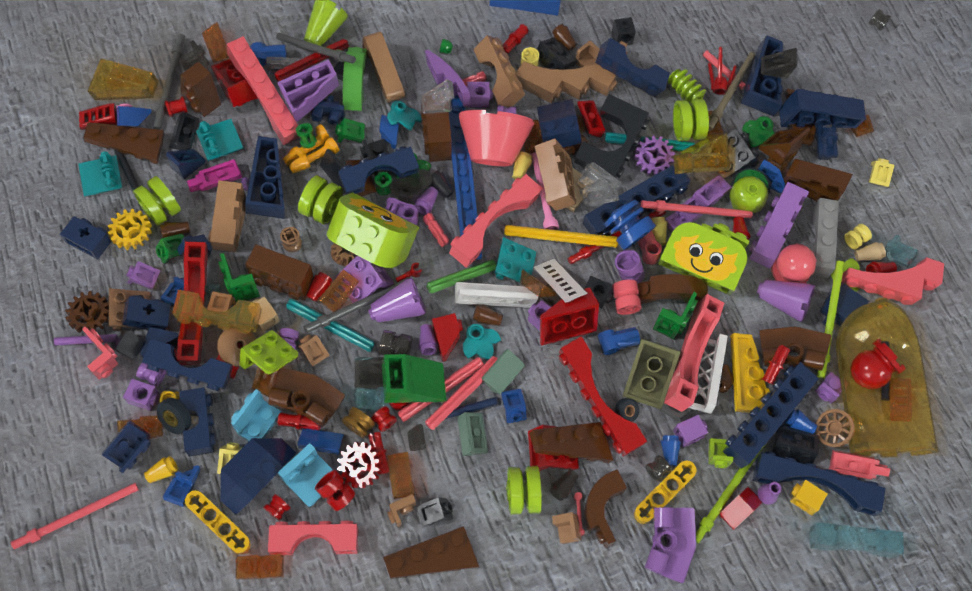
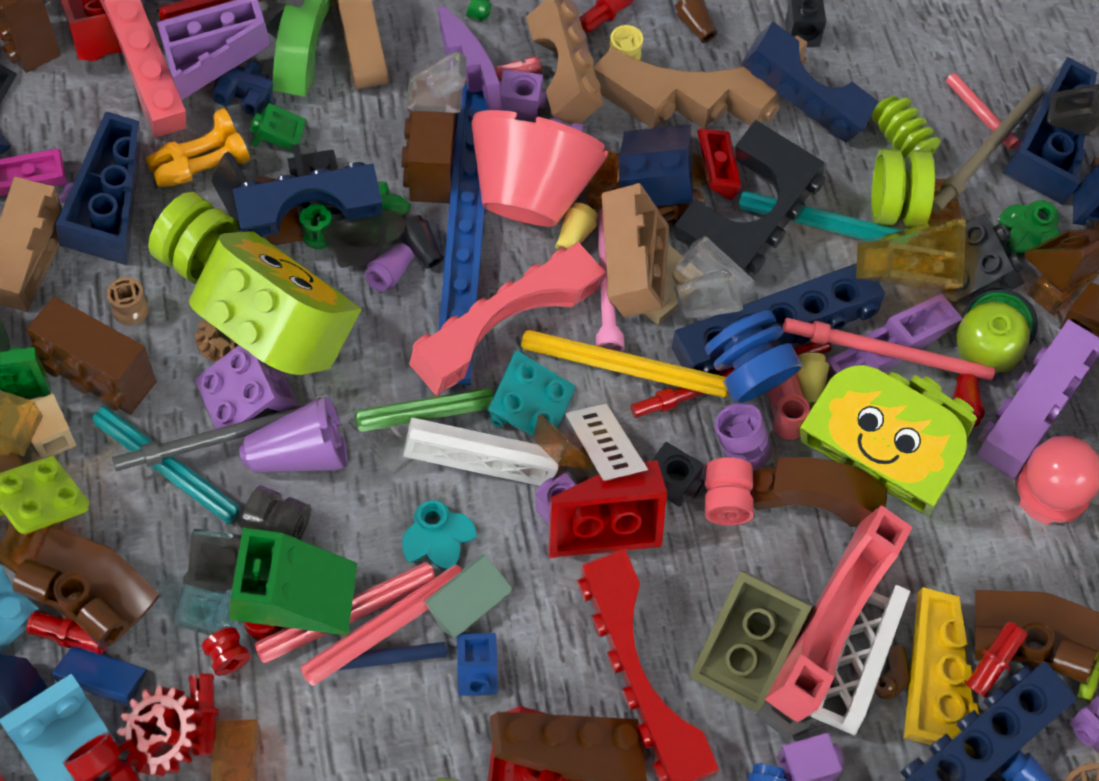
camera: 10 degrees right, 5 degrees down
(219, 139) = (41, 111): teal hinge -> none
(289, 336) = (84, 474): medium lavender wheel -> none
(307, 135) = (193, 123): green bush -> none
(313, 349) = (123, 503): medium nougat bracket -> none
(318, 286) = (160, 391): red cone -> none
(324, 299) = (184, 397): clear orange slope -> none
(358, 422) = (175, 649): pearl gold wheel -> none
(389, 132) = (349, 133): blue slope -> none
(402, 209) = (342, 277): medium lavender piece -> none
(403, 114) = (378, 112): teal plate -> none
(411, 272) = (336, 391): red hand -> none
(416, 438) = (281, 697): clear smoke slope -> none
(427, 341) = (338, 520): medium lavender cone -> none
(436, 229) = (396, 320): coral axle -> none
(447, 333) = (377, 511): red slope -> none
(472, 434) = (389, 705): sand green slope -> none
(486, 315) = (458, 488): reddish brown cone -> none
(555, 55) = (673, 46): black bracket -> none
(587, 54) = (729, 50): medium nougat panel -> none
(613, 341) = (689, 570): blue piece -> none
(621, 406) = (684, 695): black wheel -> none
(644, 152) = (838, 250): medium lavender gear -> none
(670, 323) = (804, 553): green bracket -> none
(720, 84) = (970, 134): red plant -> none
(774, 176) = (1045, 306): blue slope -> none
(788, 297) = (1040, 535): medium lavender cone -> none

